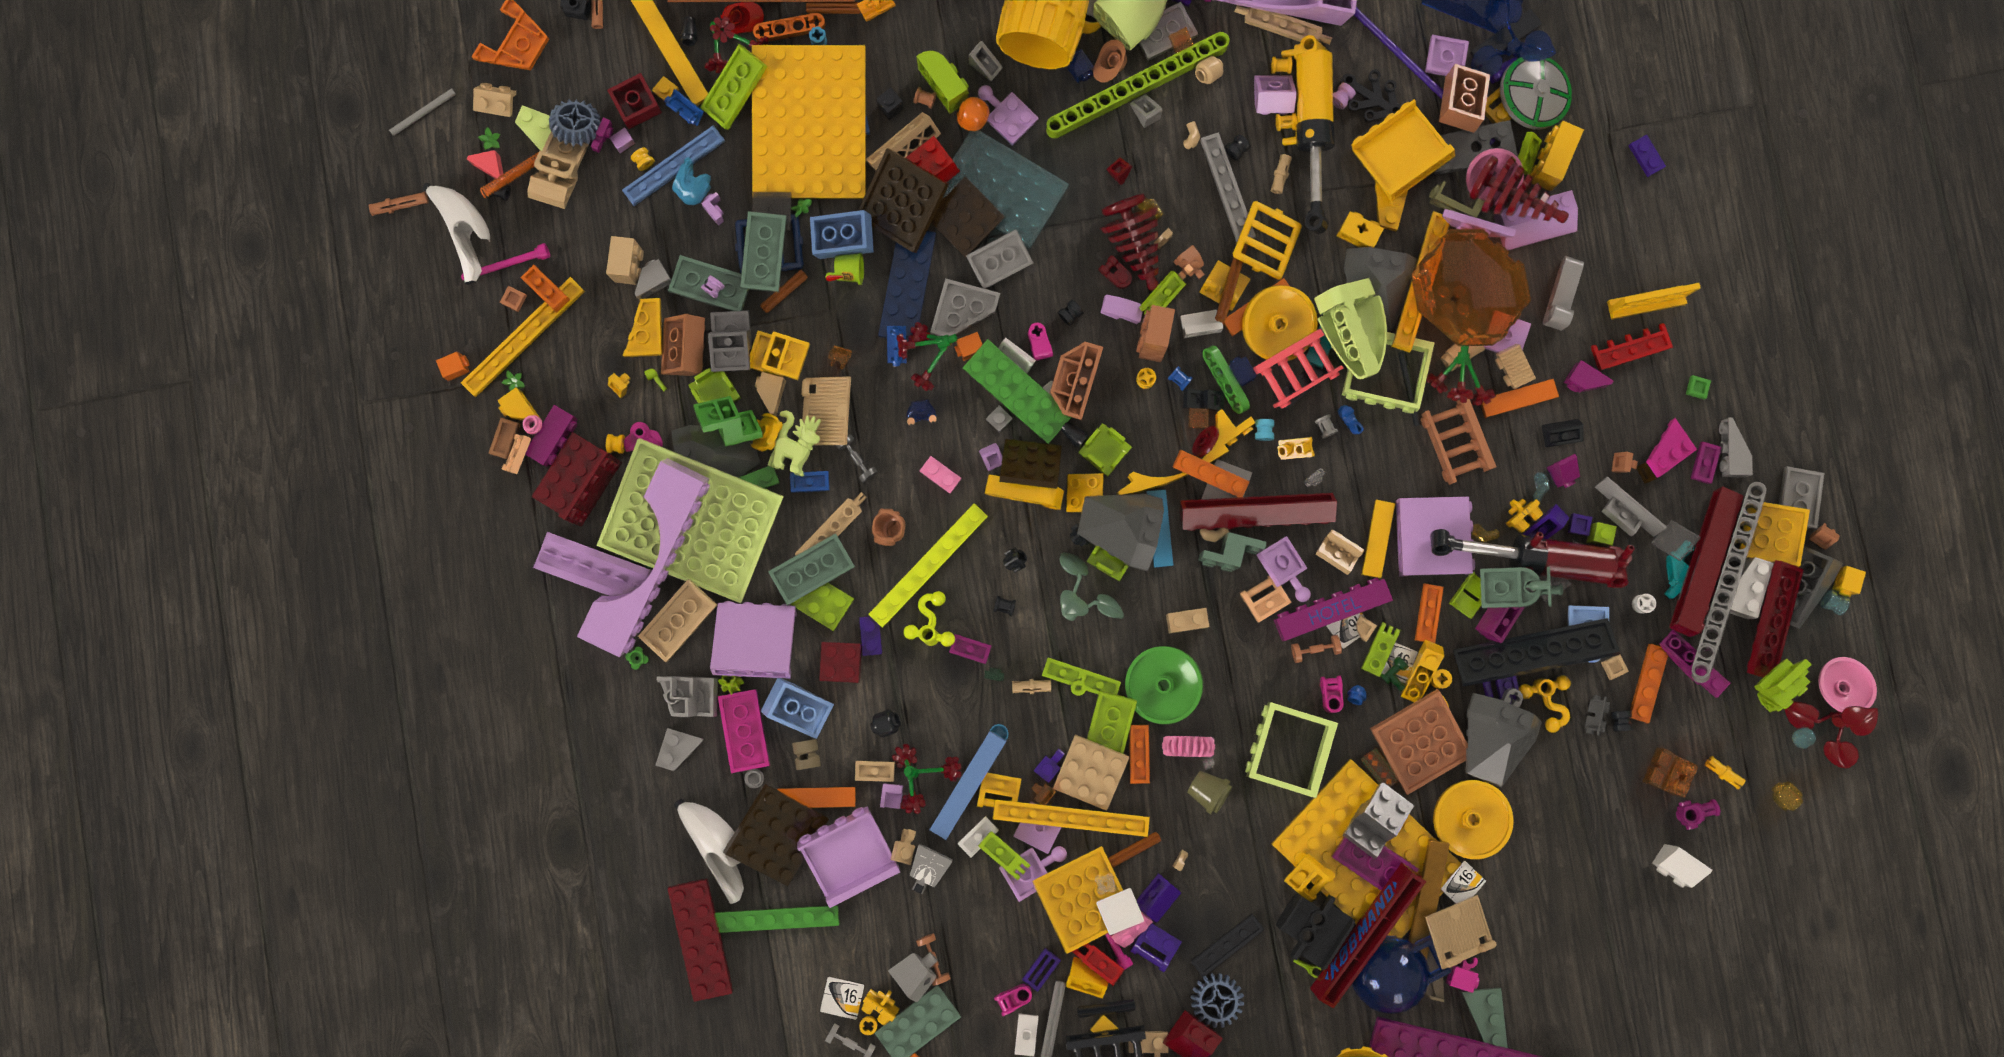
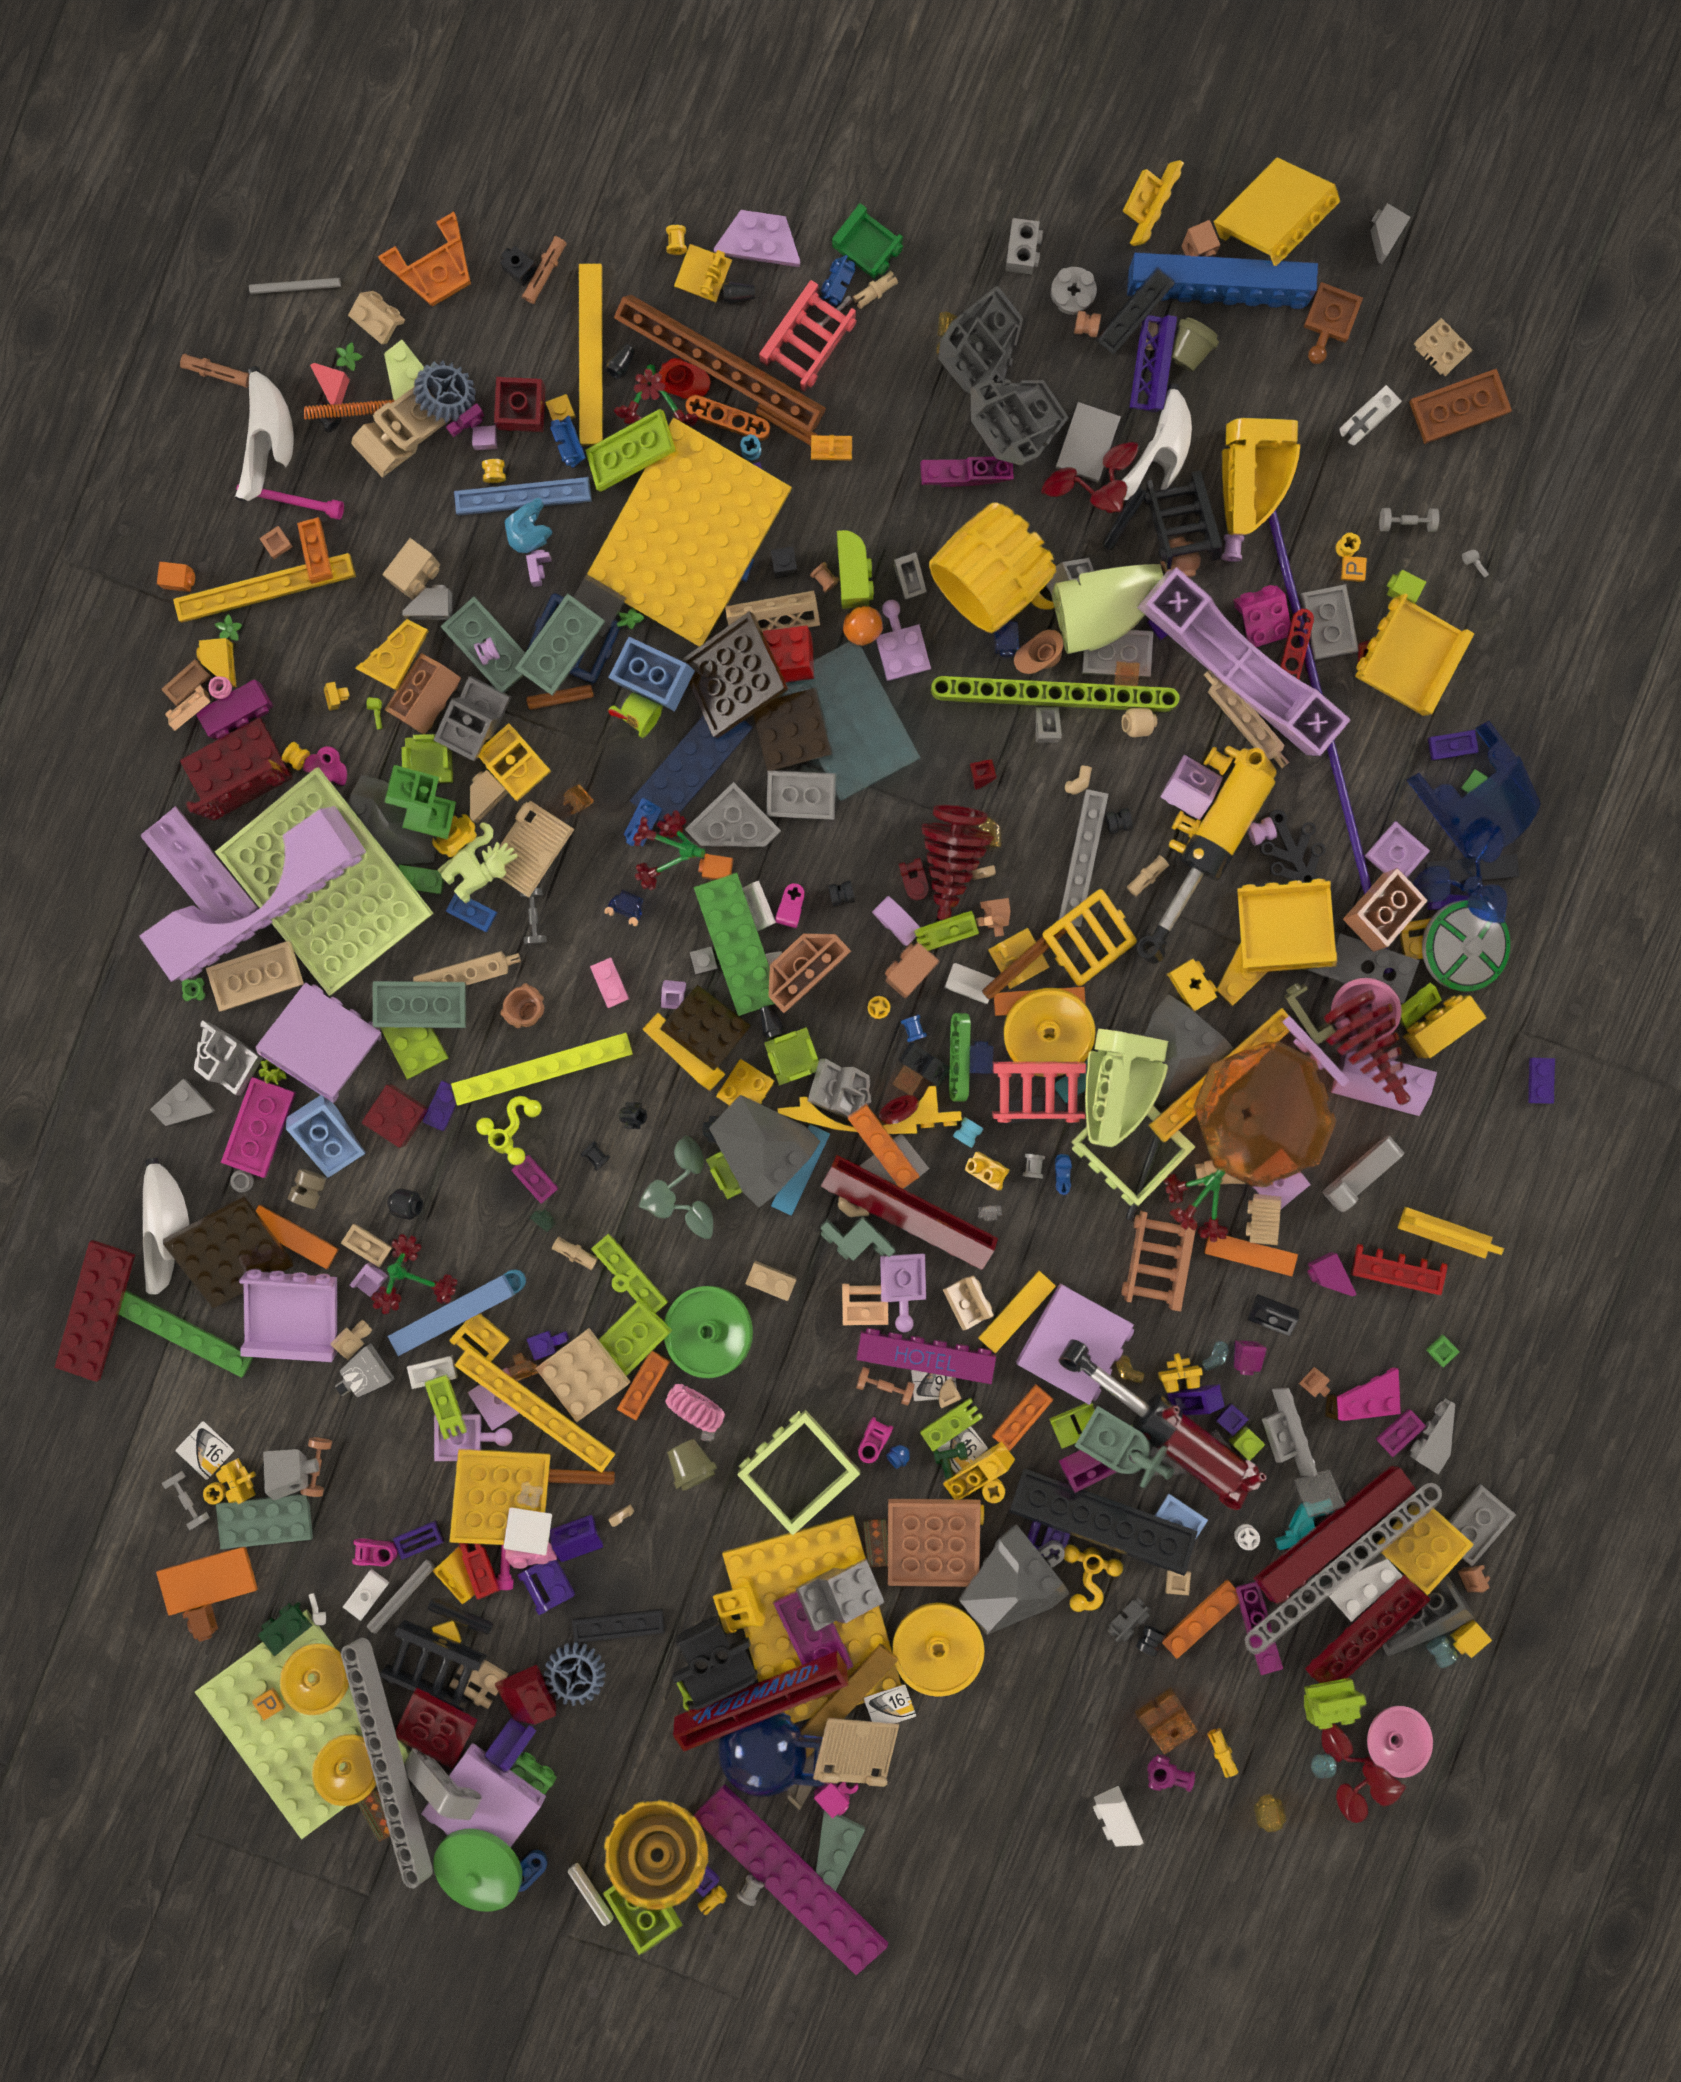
camera: 30 degrees right, 5 degrees up
(1153, 453) = (839, 1088): none -> light grey slope

